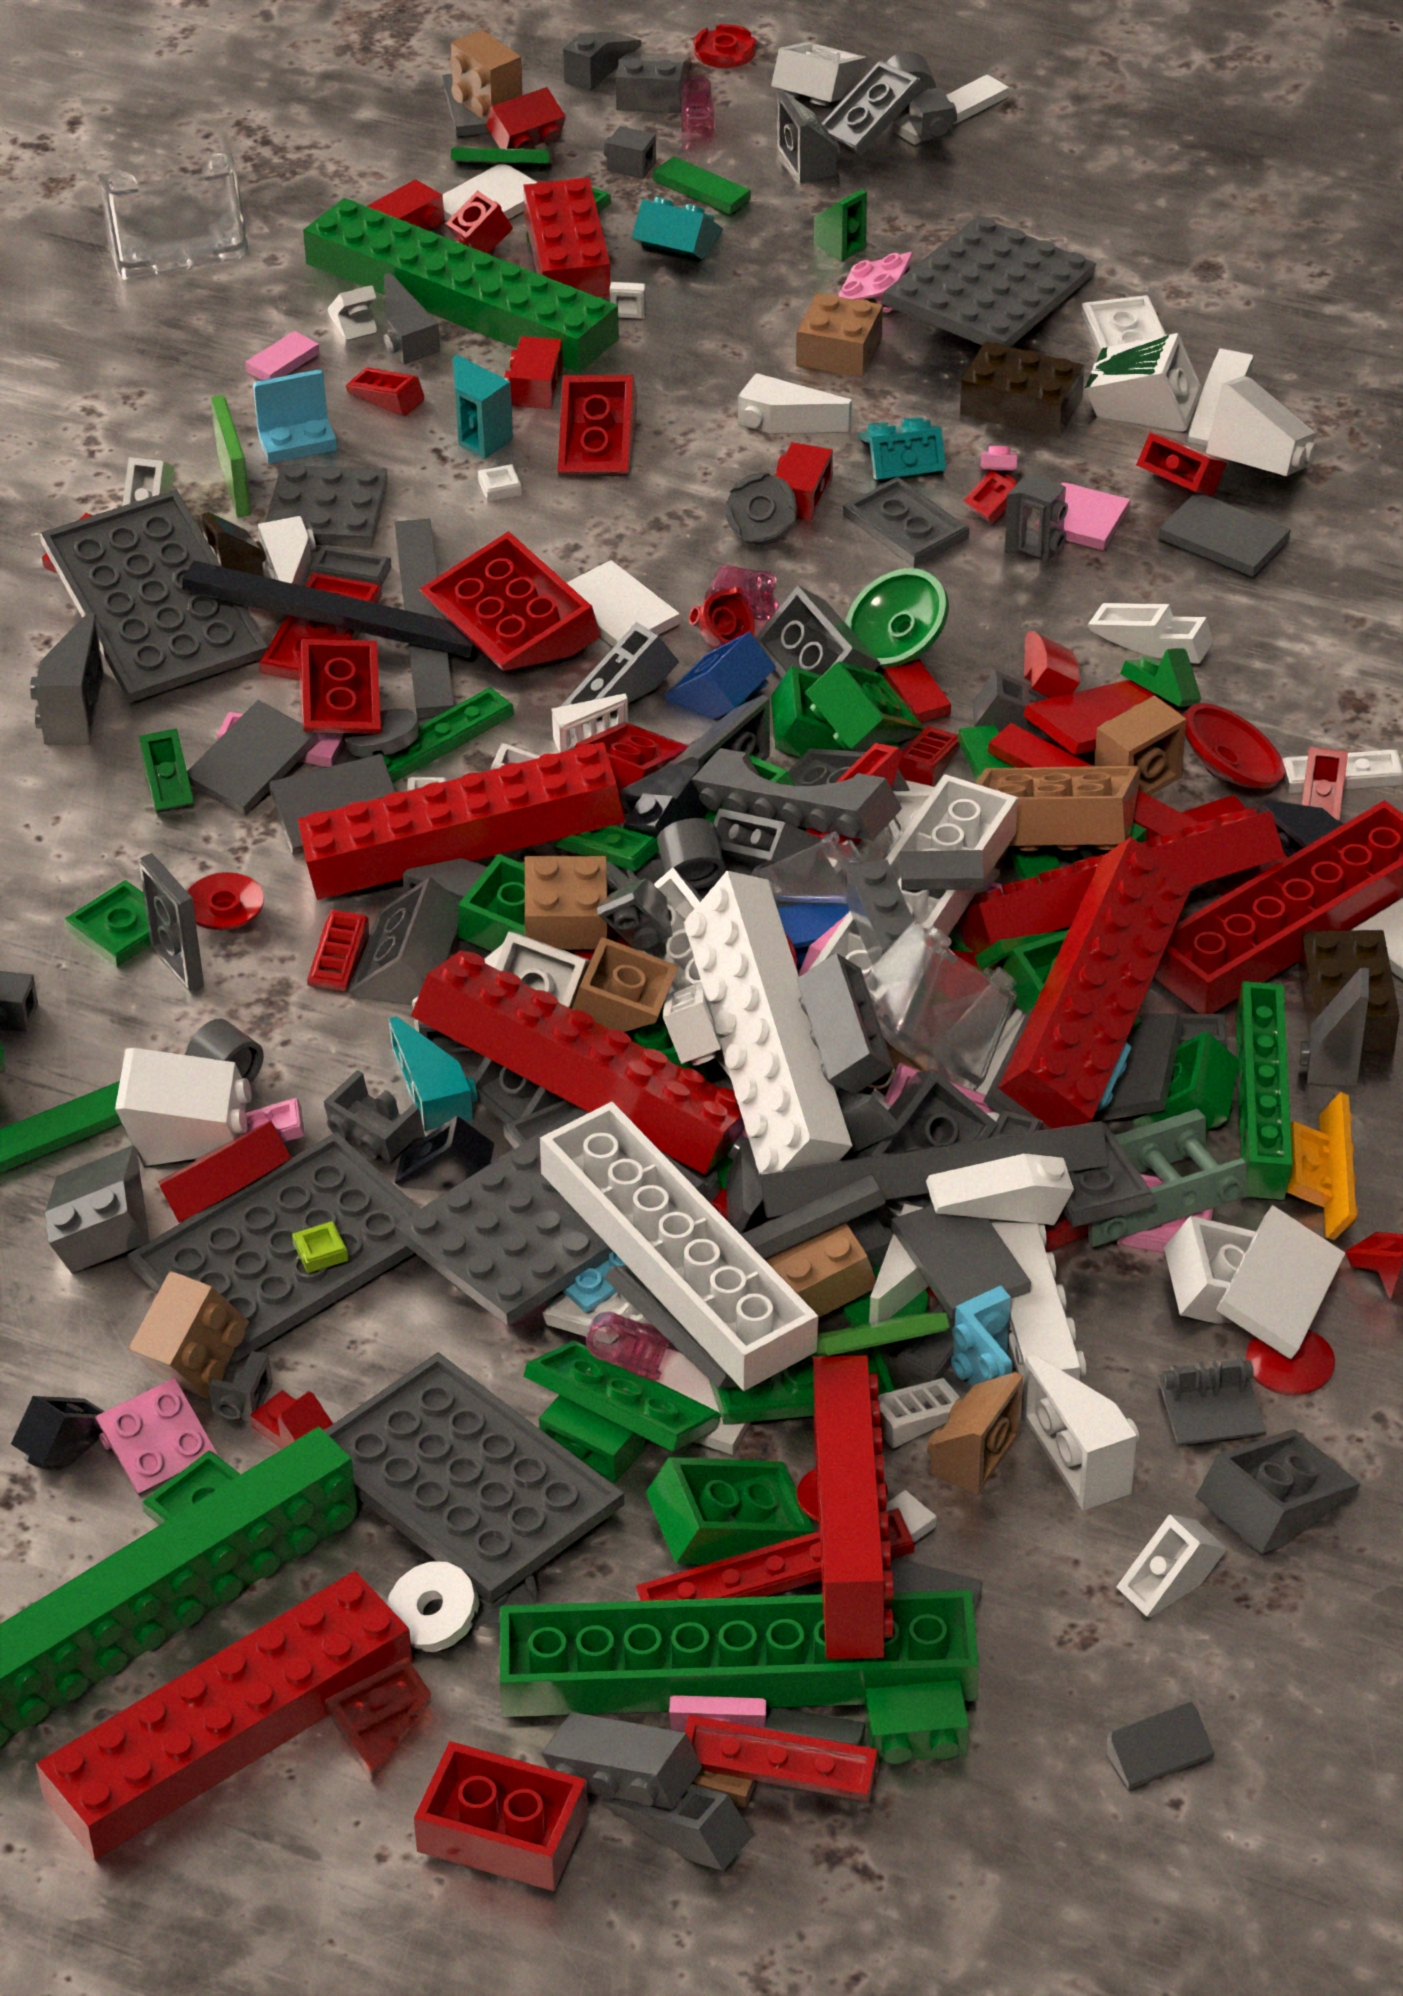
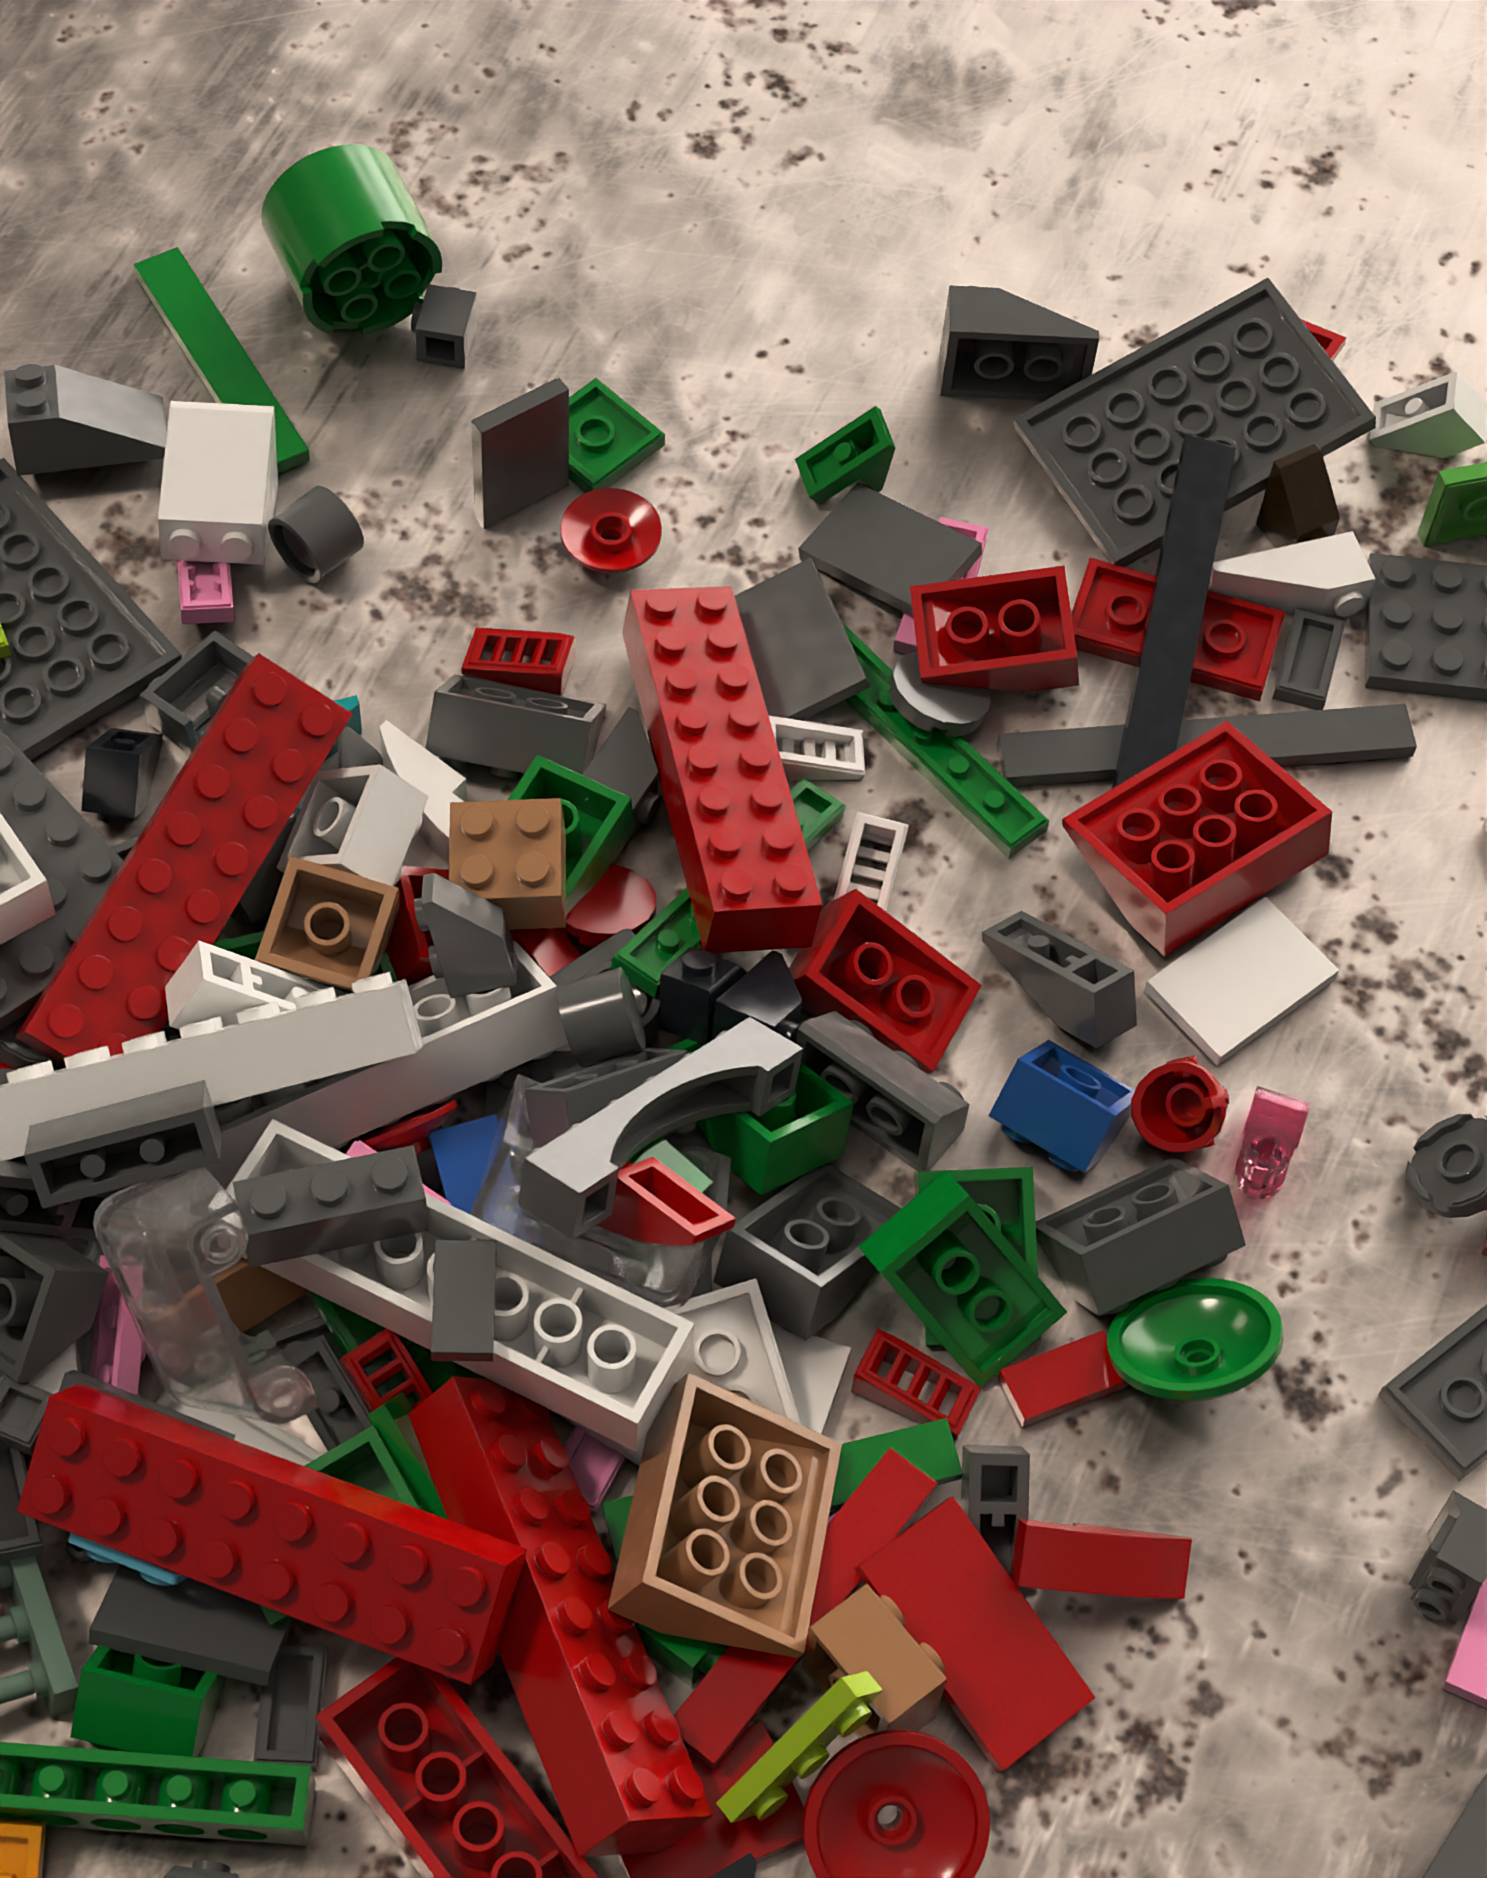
camera: 85 degrees right, 15 degrees up
(224, 1171) = (114, 536): red slope -> none
(570, 719) = (962, 925): white slope -> none
(1152, 629) = (1213, 1738): white slope -> none
(1170, 678) = (1085, 1743): green slope -> none
(1200, 763) = (801, 1748): none -> lime plate

